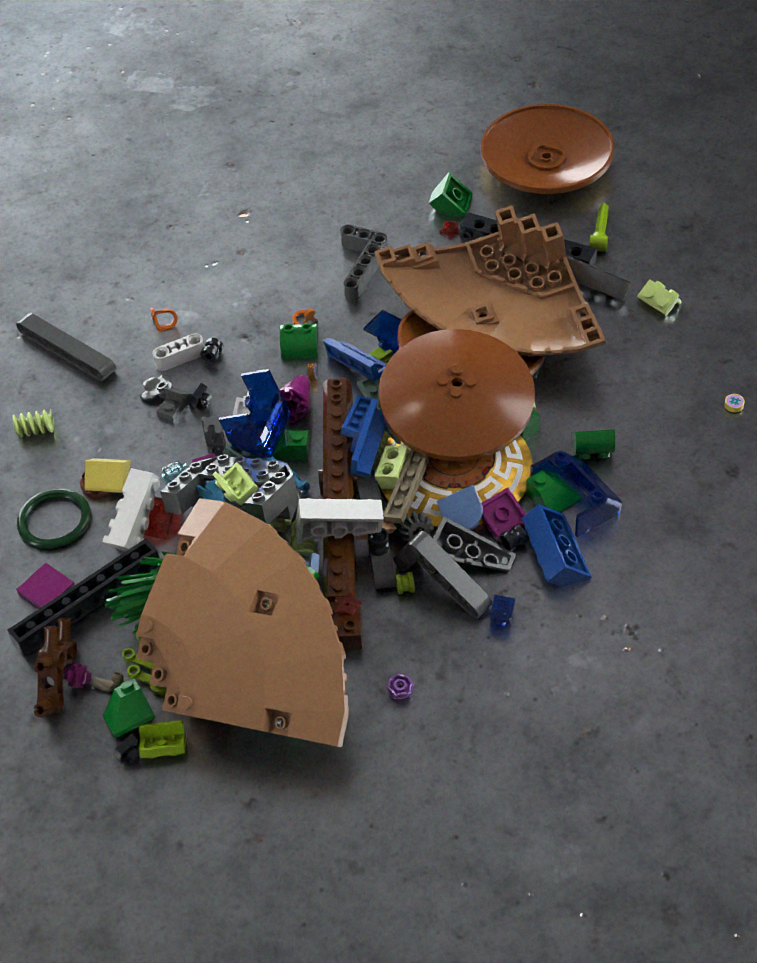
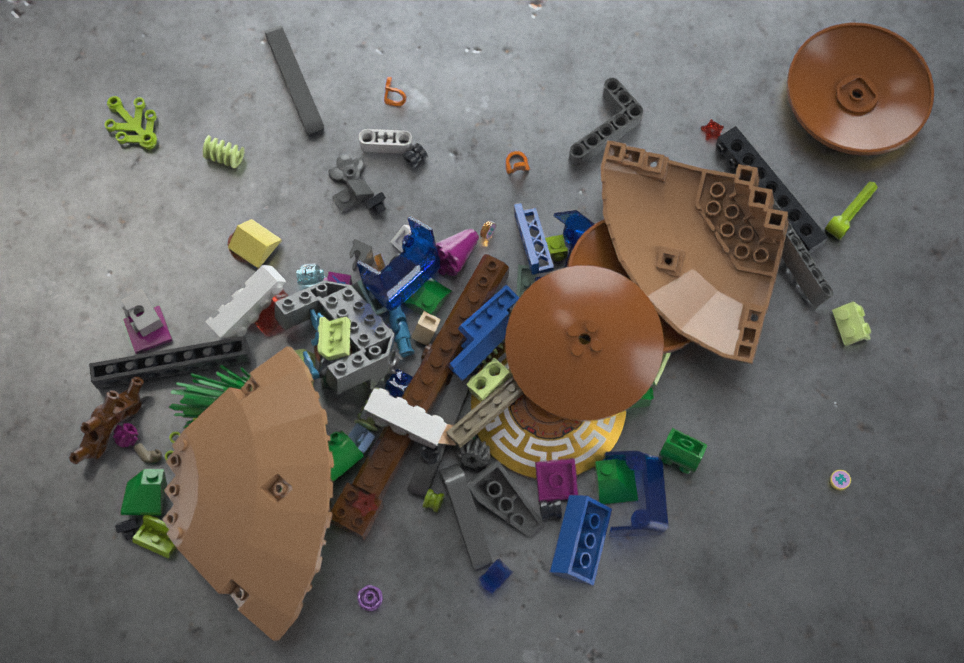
camera: 25 degrees right, 20 degrees up
(34, 571) = (139, 303): none -> light grey brick
(61, 541) = (194, 289): dark green wedge -> none
(299, 341) = (496, 187): green brick -> none
(308, 460) = (425, 328): none -> tan brick
(451, 197) = (734, 94): green slope -> none
(462, 507) = (521, 459): medium blue tile -> none

